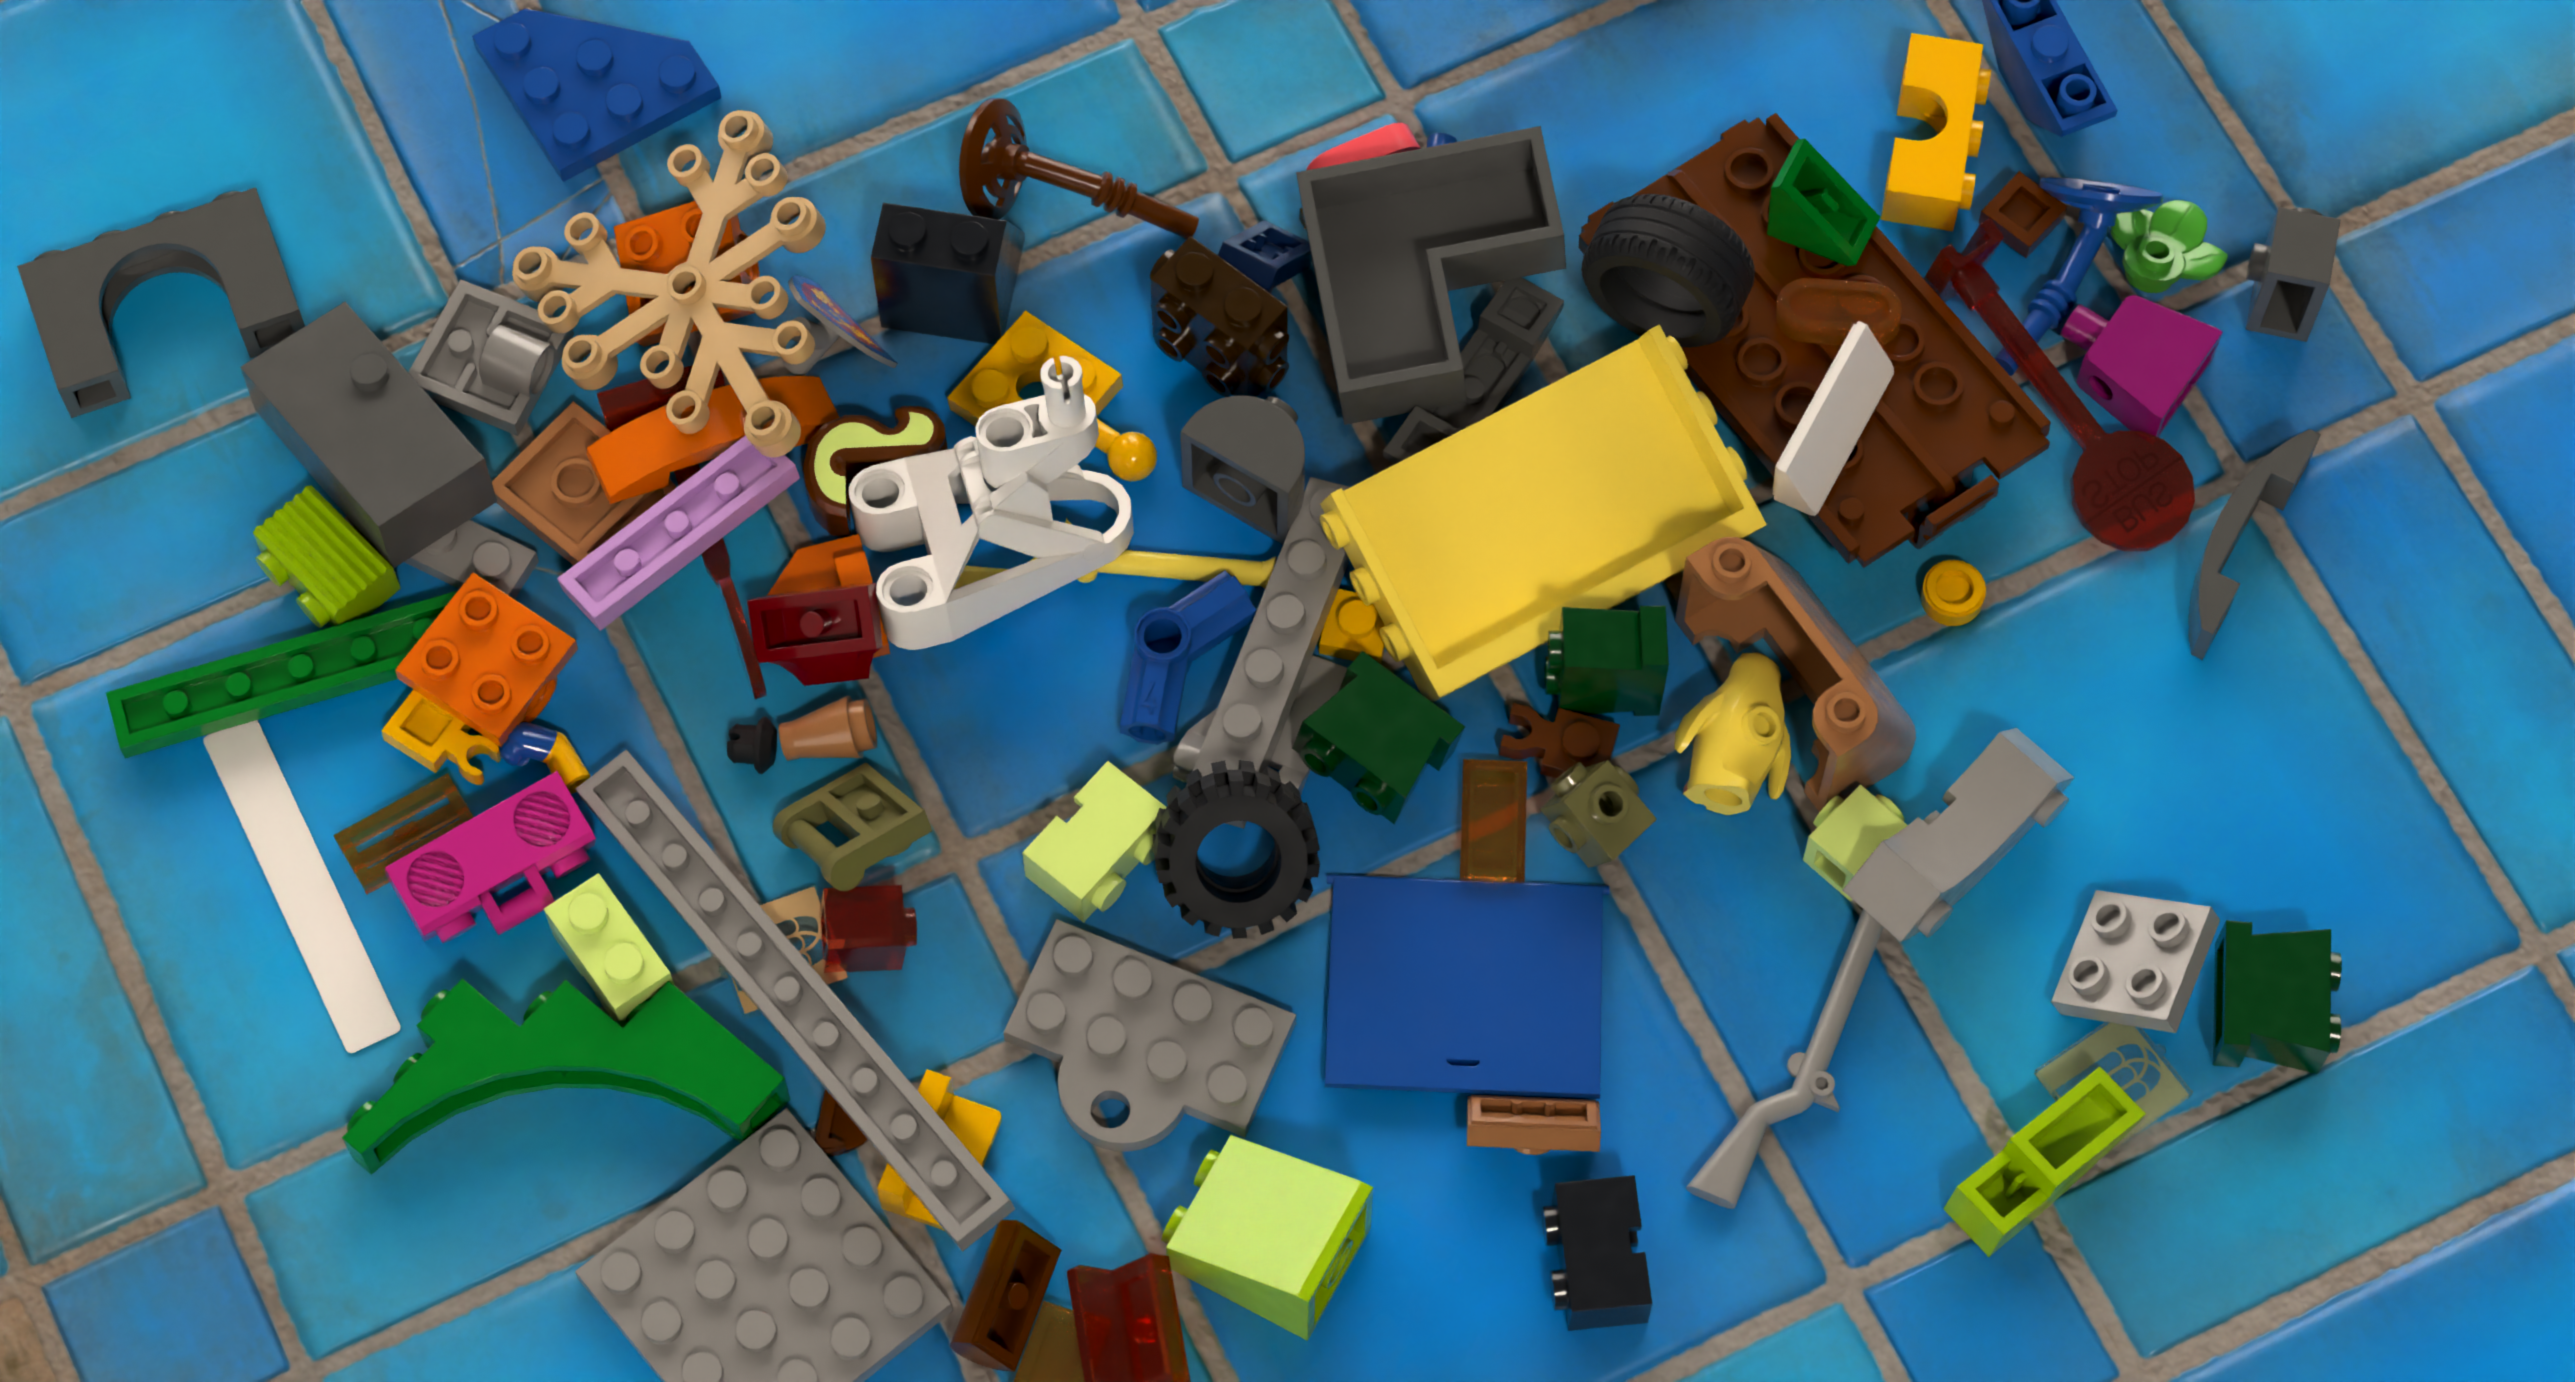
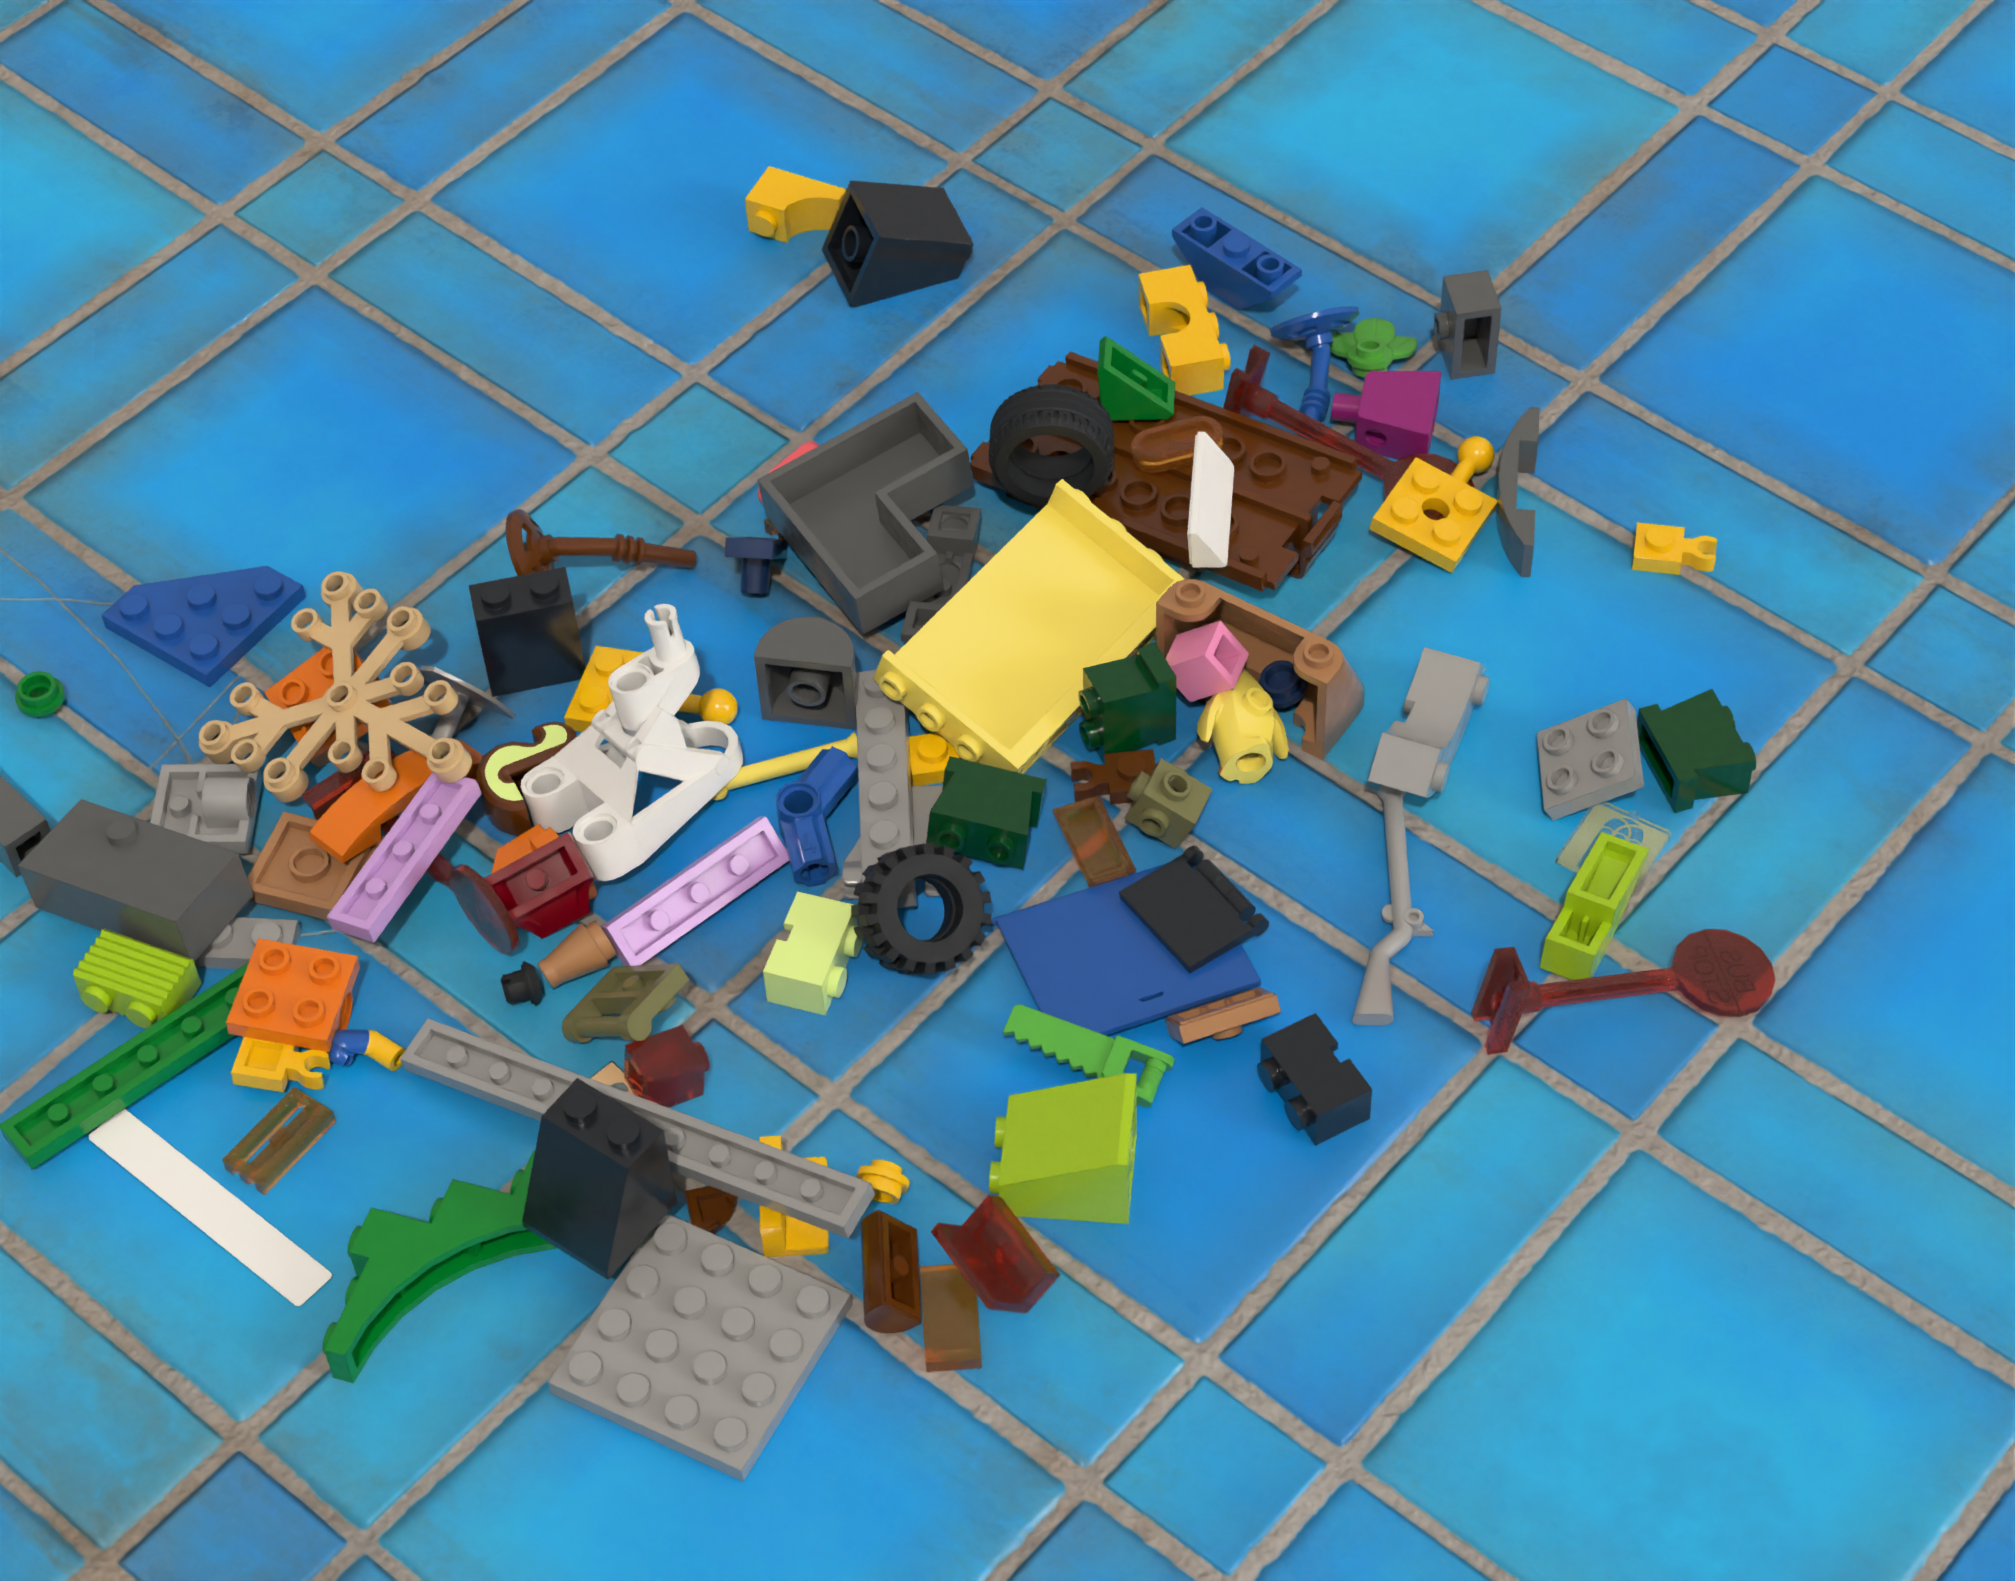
camera: 20 degrees left, 15 degrees down
(360, 106) = (39, 694): none -> green plate
(512, 840) = (338, 1138): dark pink piece -> none
(607, 947) = (472, 1148): yellowish green brick -> none
(706, 1069) = (597, 1179): none -> black slope
(998, 704) = (696, 892): none -> lavender plate
(1047, 1175) = (885, 1180): none -> yellow plate
(1145, 1038) = (908, 1069): light grey plate -> none
(1218, 321) = (739, 592): dark brown brick -> none
(1357, 1107) = (1088, 1050): none -> bright green piece
(1565, 965) = (1193, 910): none -> black piece
(1723, 645) = (1206, 661): none -> bright pink brick
(1801, 697) = (1282, 683): none -> dark blue plate
(1849, 834) = (1350, 758): yellowish green brick -> none
(1953, 593) = (1340, 594): yellow tile -> none
(2024, 213) = (1280, 359): reddish brown plate -> none
(2131, 490) = (1427, 488): none -> yellow plate
(2147, 1304) = (1709, 967): none -> clear red piece
(2387, 689) = (1665, 550): none -> yellow plate

